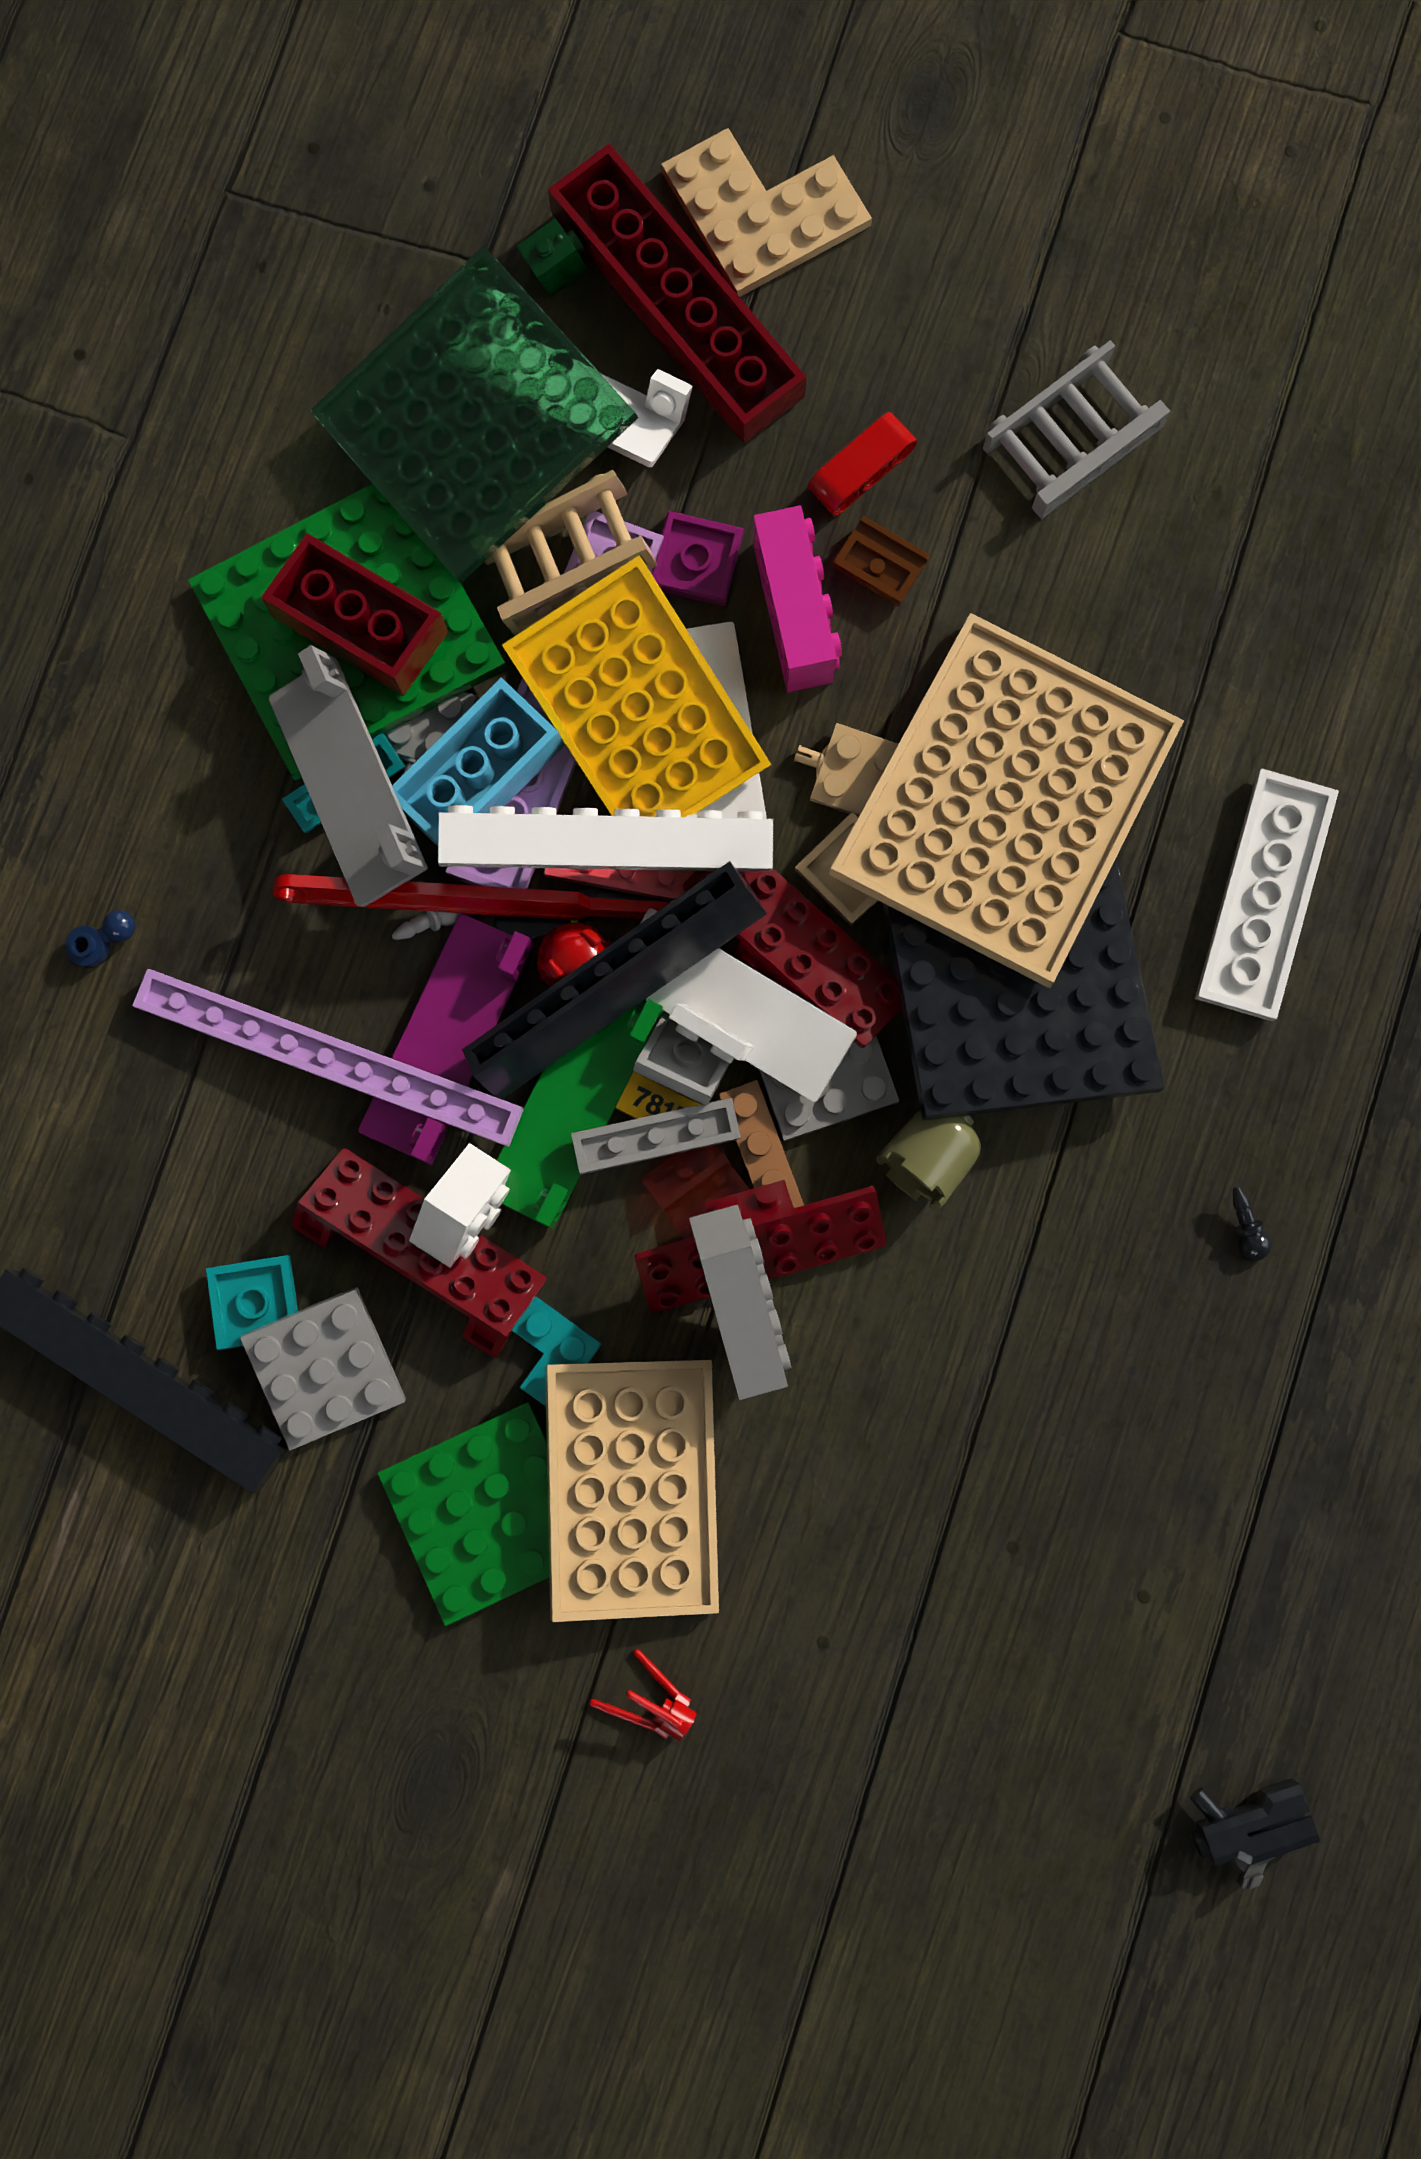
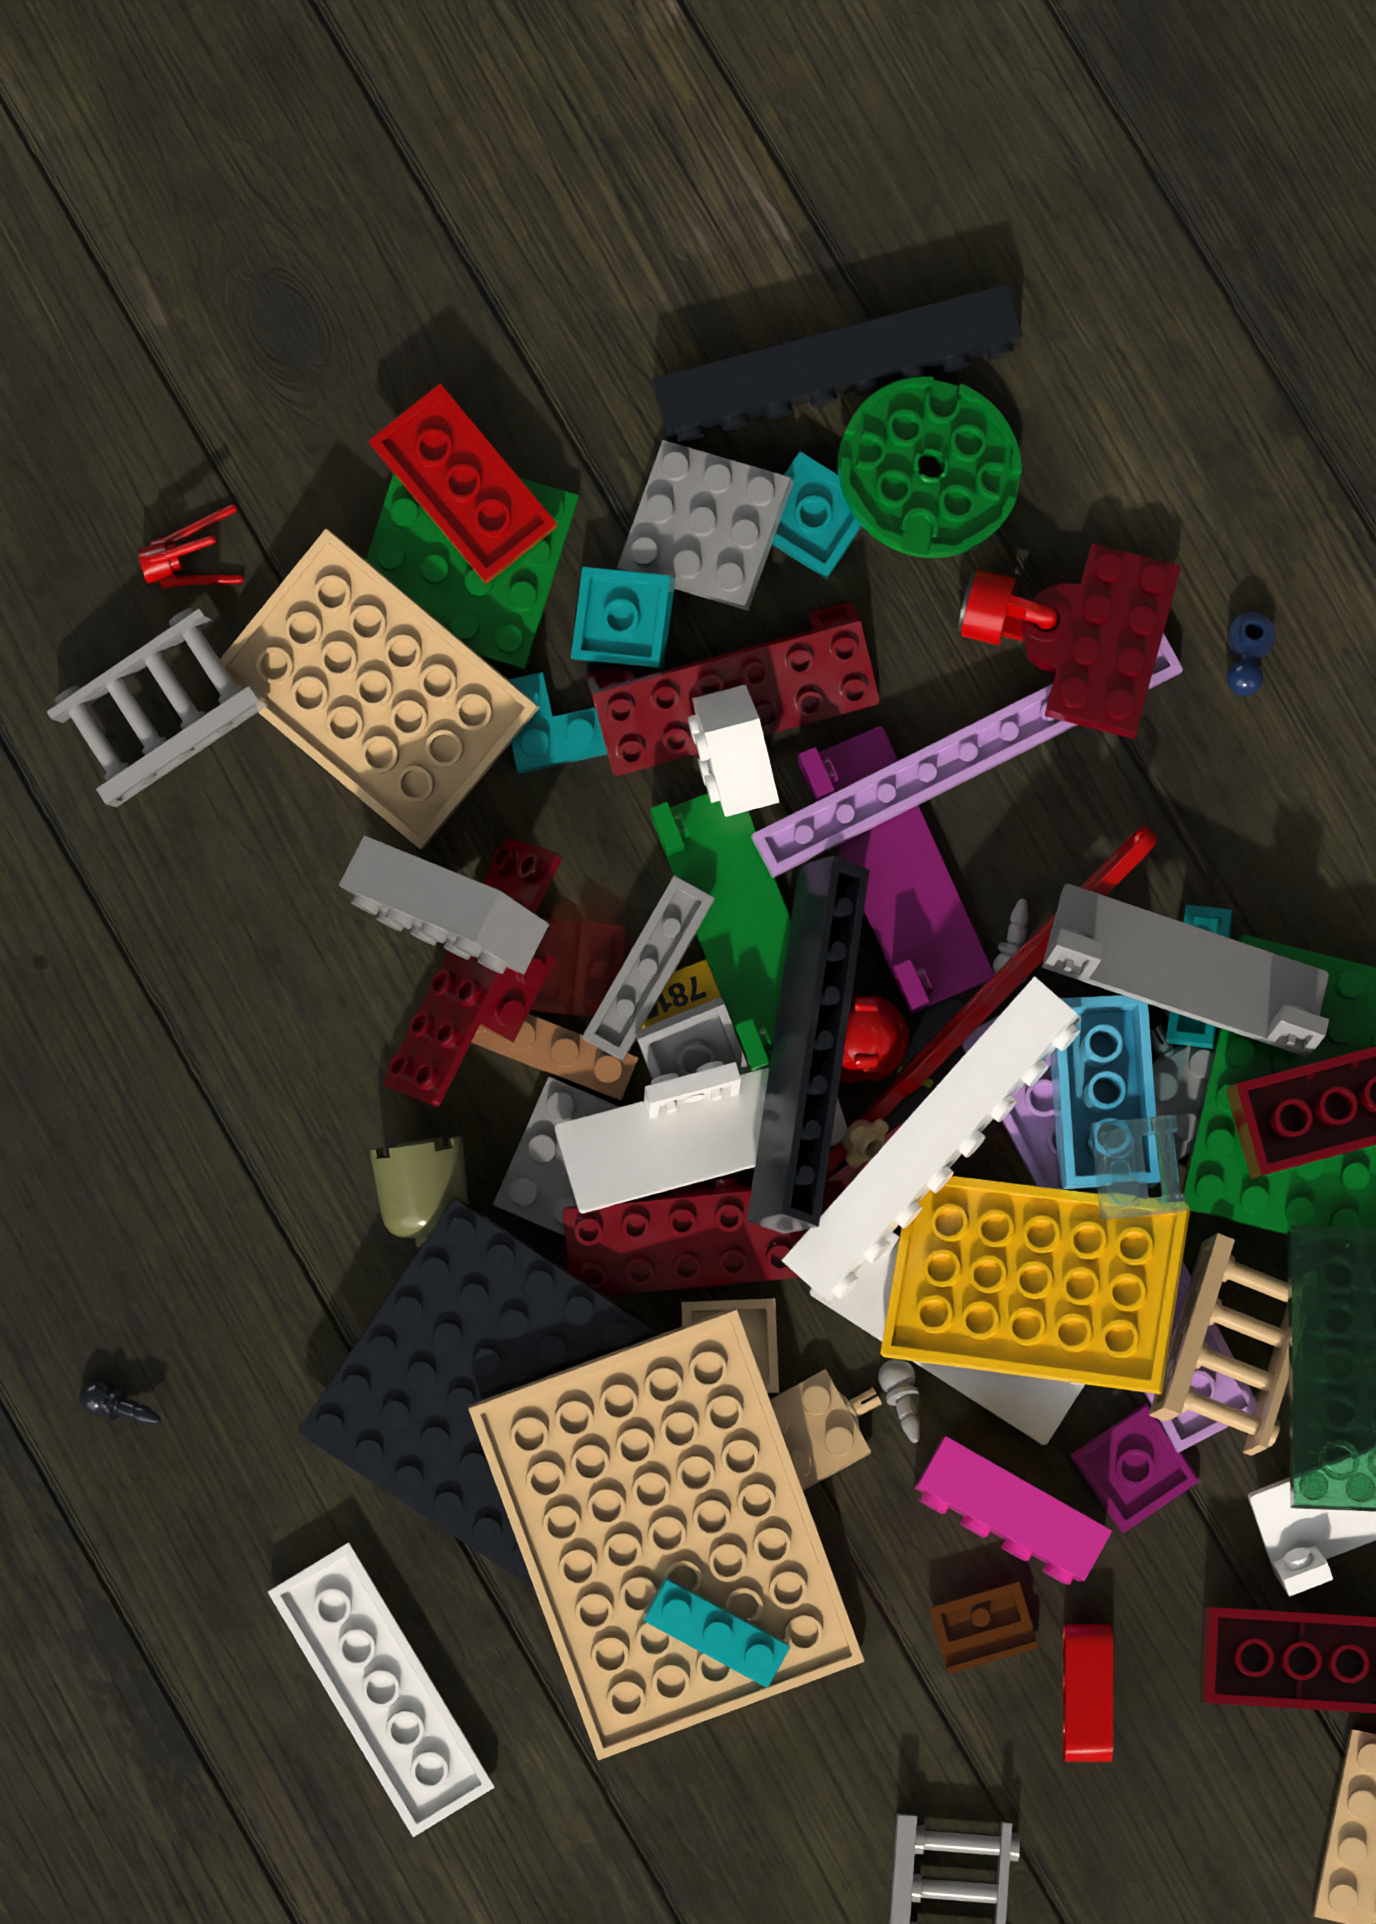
camera: 130 degrees right, 0 degrees up
(113, 1243) = (922, 512): none -> green plate
(175, 1046) = (1091, 634): none -> dark red plate
(435, 1365) = (623, 617): none -> teal plate
(438, 1557) = (463, 484): none -> red plate
(514, 704) = (1122, 1167): none -> clear light blue plate
(643, 895) = (863, 1141): none -> tan plate
(765, 1585) = (197, 727): none -> light grey fence
(777, 746) = (898, 1380): none -> light grey bar
(1040, 712) = (716, 1632): none -> teal plate

